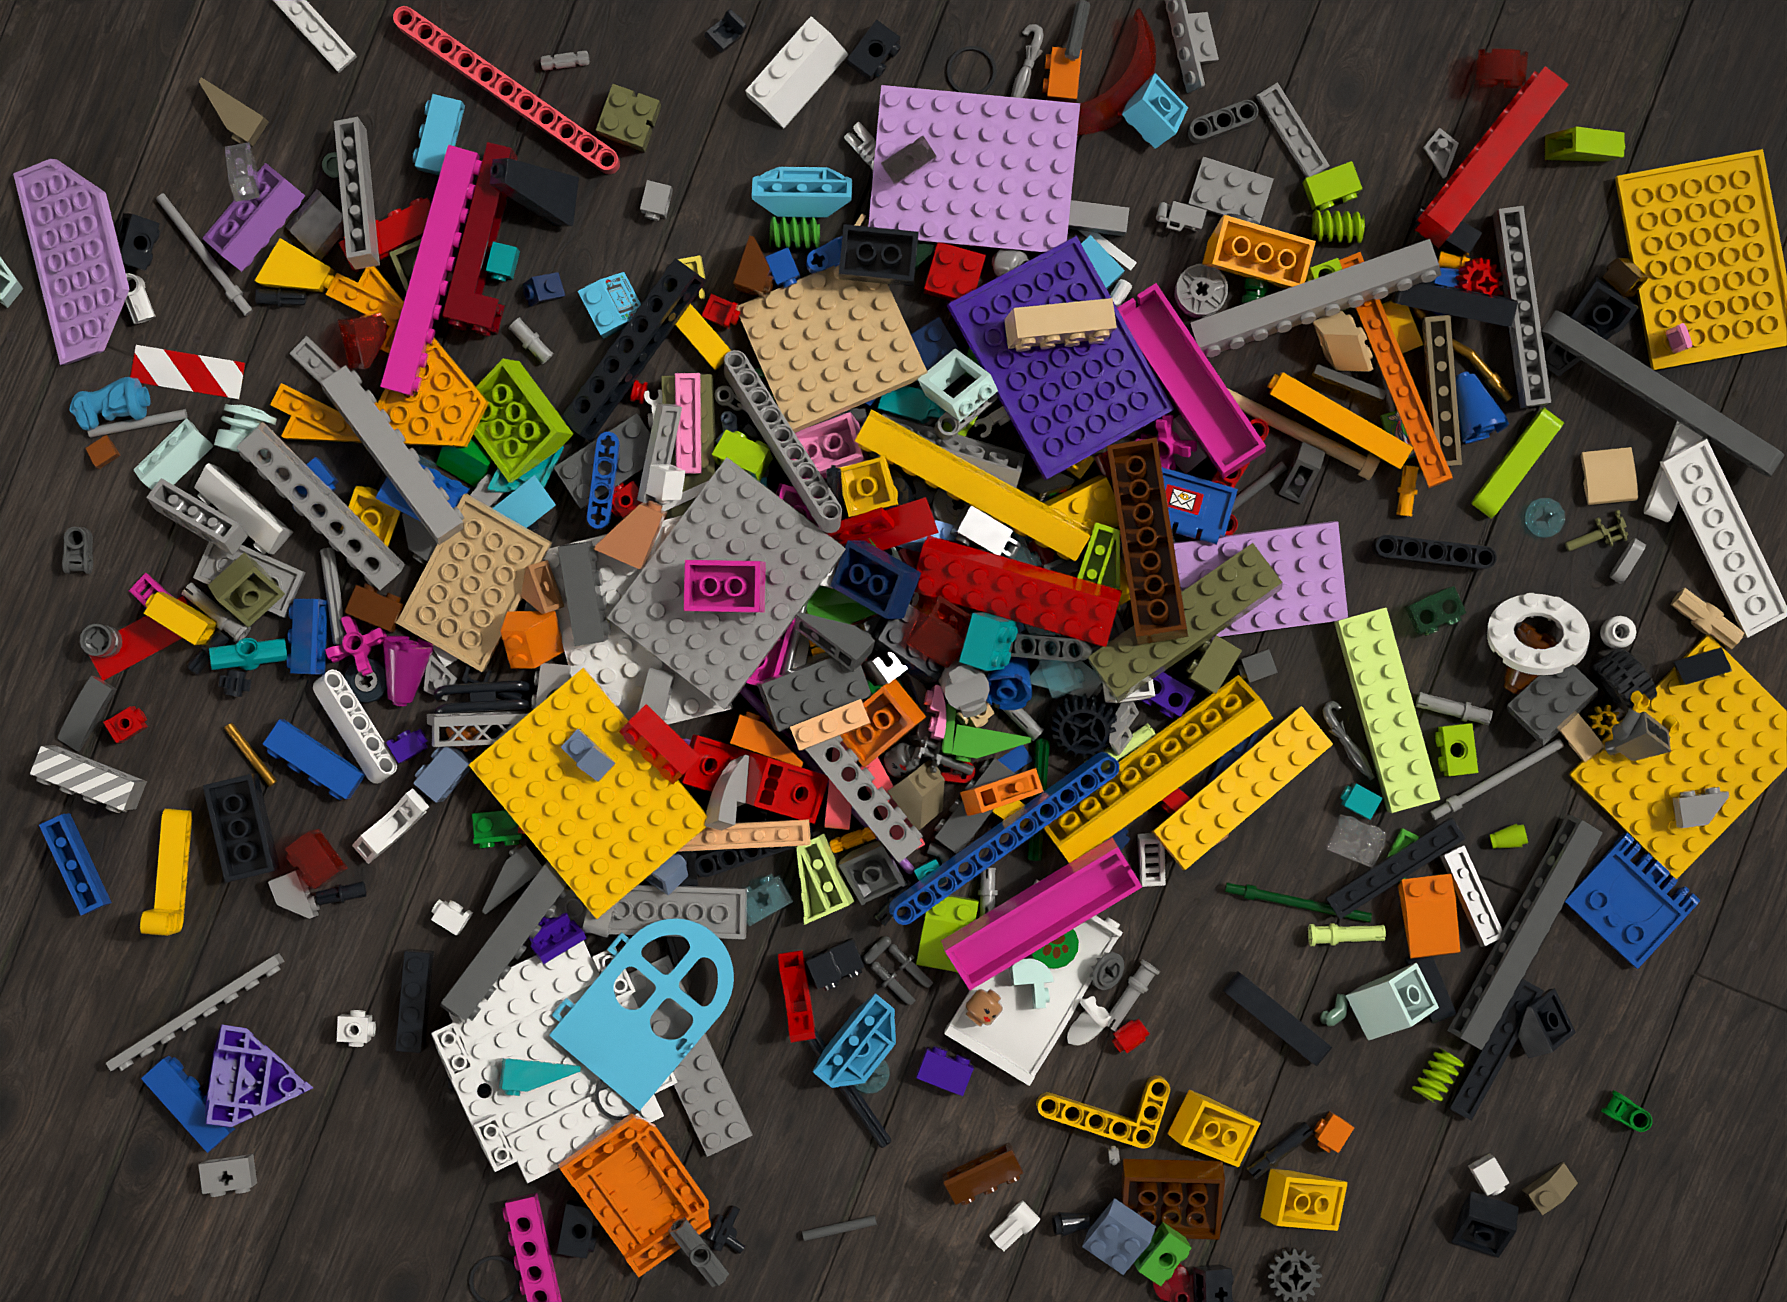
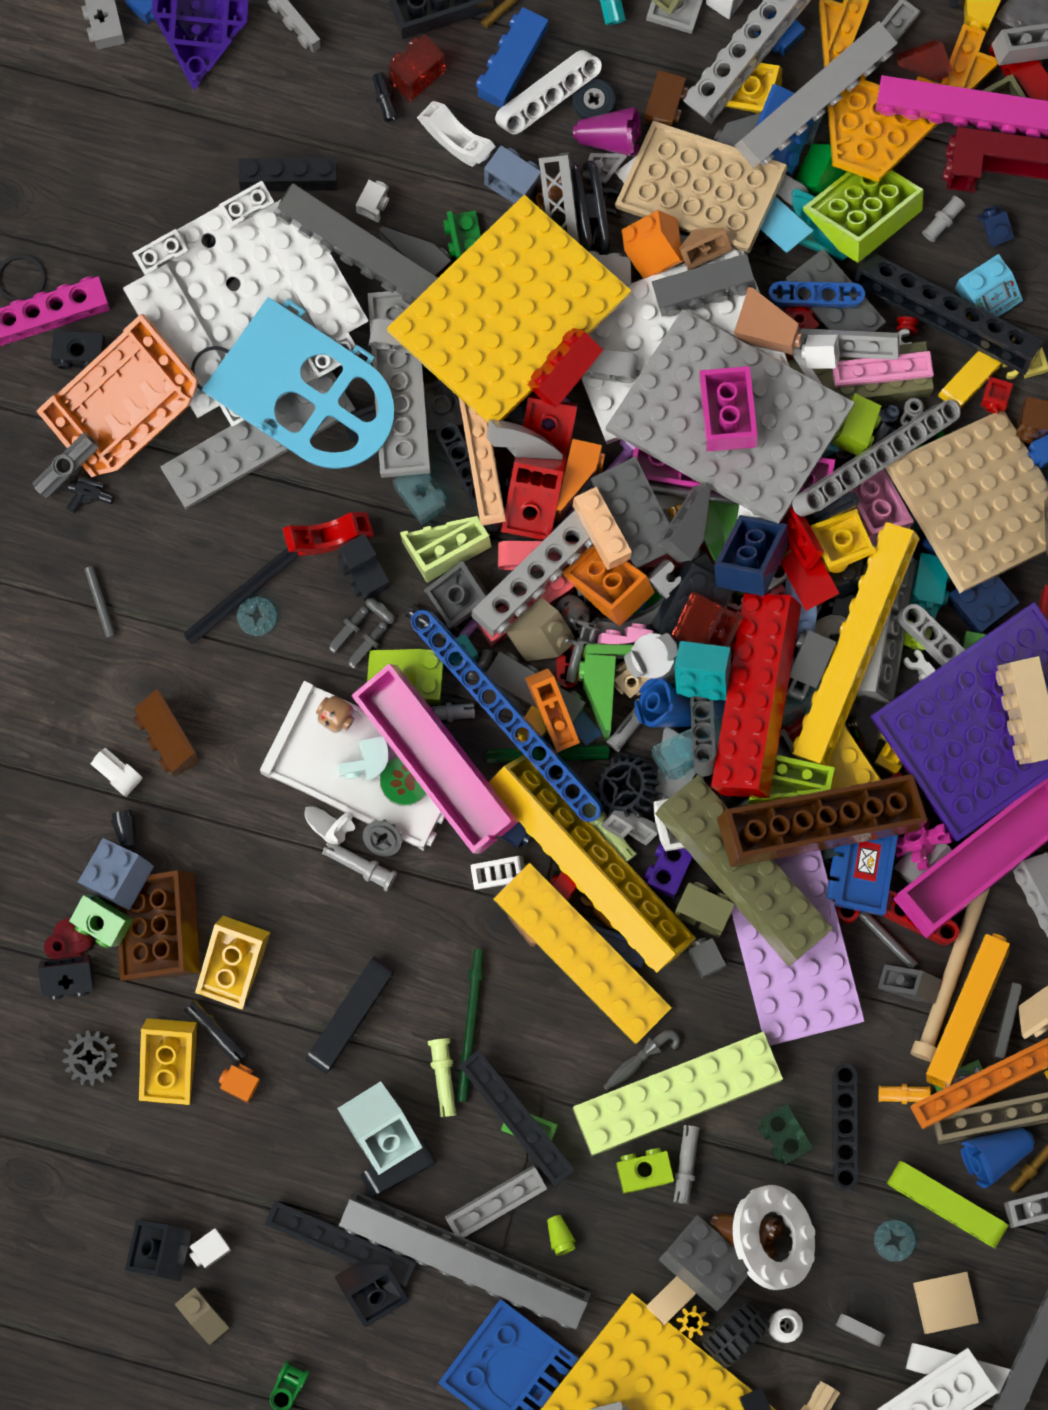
camera: 85 degrees right, 10 degrees down
(294, 895) = (378, 52): light grey slope -> none
(308, 636) = (631, 41): blue slope -> none
(333, 594) = (671, 61): light grey axle -> none
(341, 651) = (629, 78): dark pink pin -> none
(347, 1032) = (256, 121): white brick -> none
(408, 745) = (534, 143): dark purple brick -> none
(502, 261) = (1017, 184): teal brick -> none
(528, 1075) = (228, 278): teal slope -> none
(556, 937) = (364, 295): dark purple slope -> none
(588, 755) = (546, 301): sand blue slope -> none
(669, 874) = (437, 396): sand blue slope -> none
(852, 839) = (486, 571): light orange axle -> none
(858, 1045) = (283, 598): dark azure wedge -> none
(944, 1070) = (266, 688): dark purple brick -> none
(948, 371) = (963, 610): light aqua window -> none
(1109, 1119) = (233, 855): yellow beam -> none
(1113, 1154) = (196, 864): light grey piece -> none
(1130, 1036) = (318, 868): red brick -> none
(1337, 1014) = (360, 1076): sand green arm -> none
(1357, 841) = (540, 1078): clear bracket -> none
(1360, 800) = (581, 1076): teal brick -> none
(1430, 915) = (471, 1158): orange slope -> none
(1438, 1076) = (307, 1185): lime piece -> none
(1455, 802) = (590, 1176): light grey bar -> none
(1598, 534) = (883, 1298): olive piece -> none
(1640, 734) = (681, 1353): dark grey torso -> none

